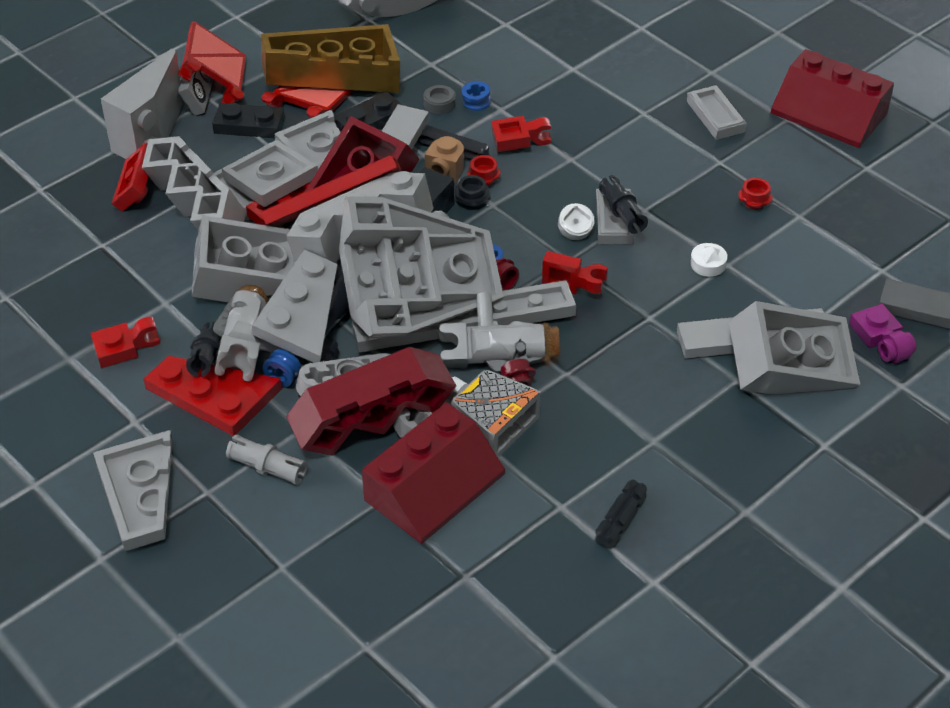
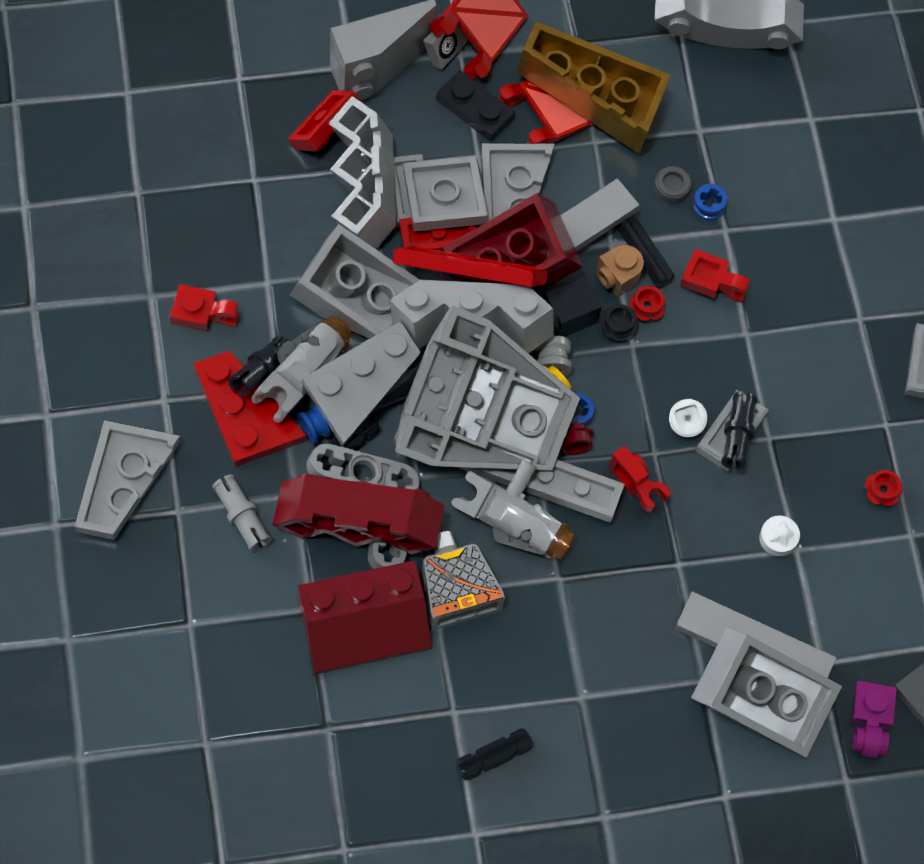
camera: 25 degrees right, 20 degrees up
(372, 111) = (589, 167): black plate -> none
(519, 371) = (508, 558): dark red plate -> none

